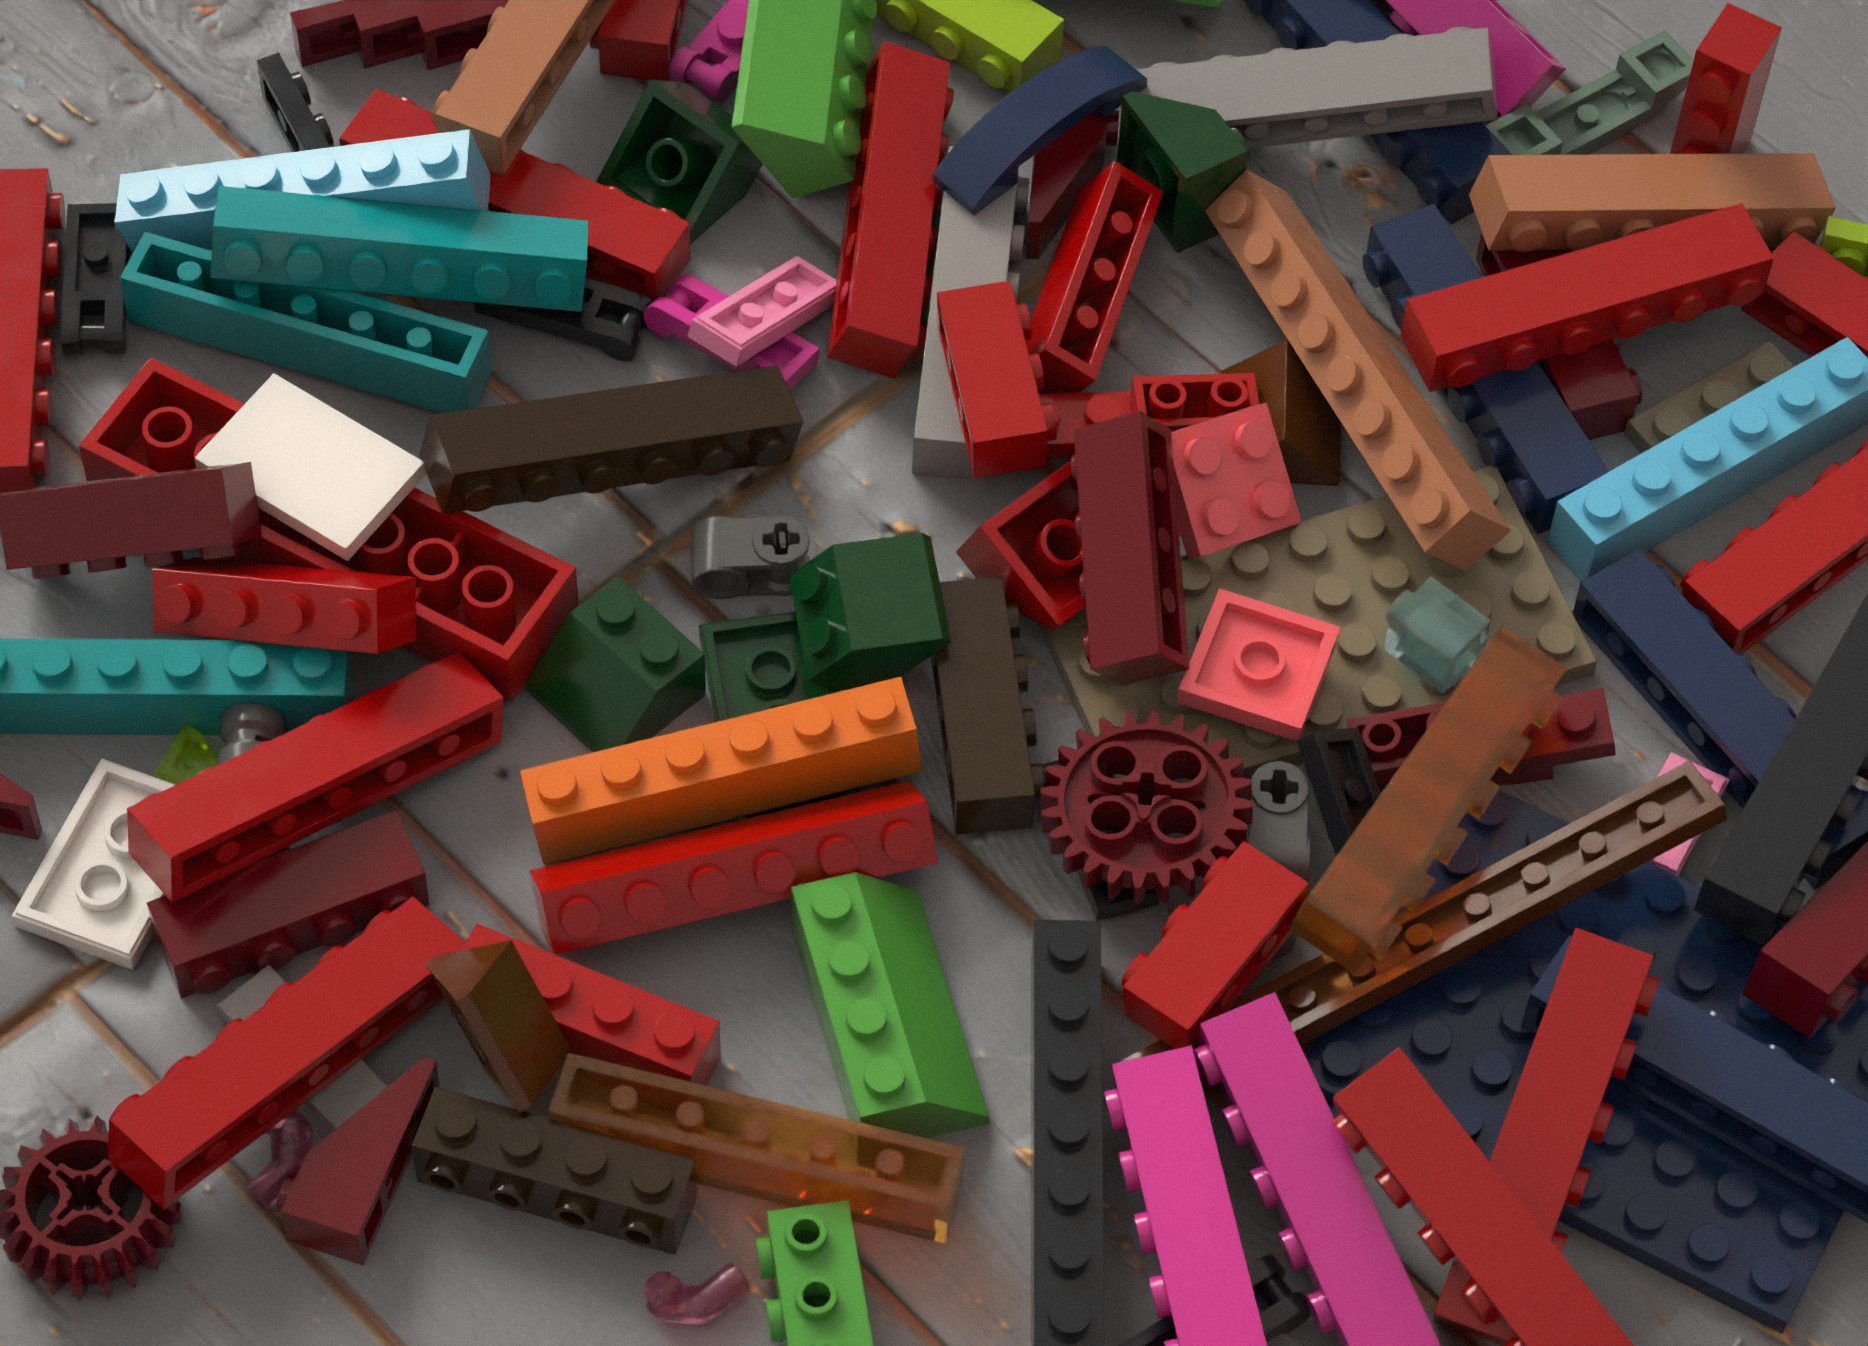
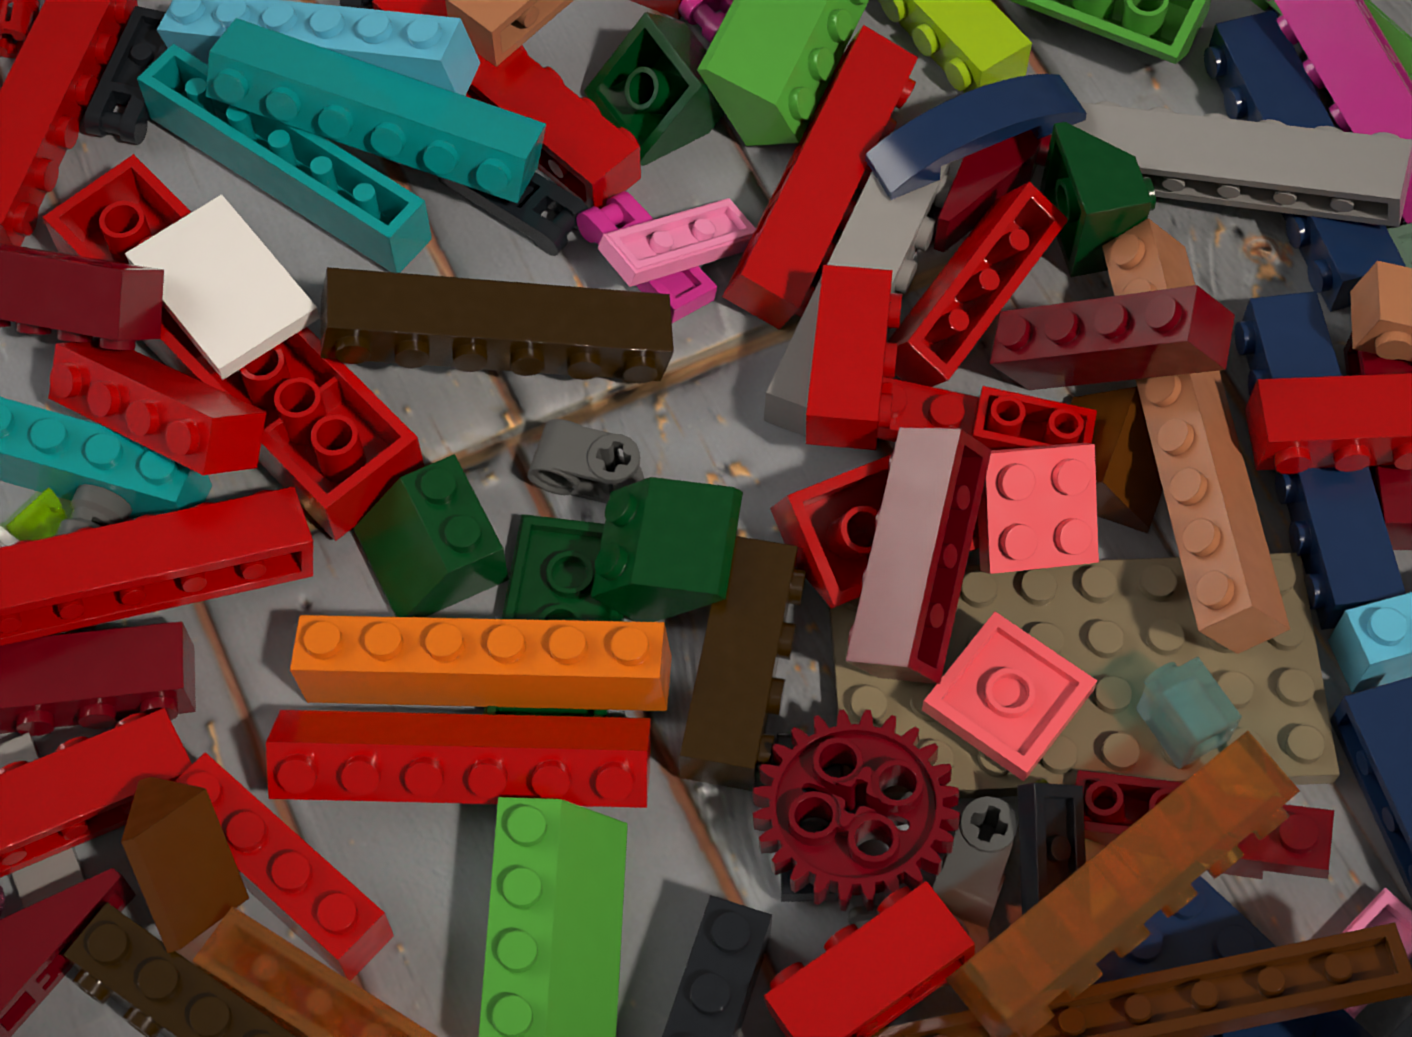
camera: 20 degrees right, 5 degrees up
(1250, 296) = (1114, 338): none -> dark red brick

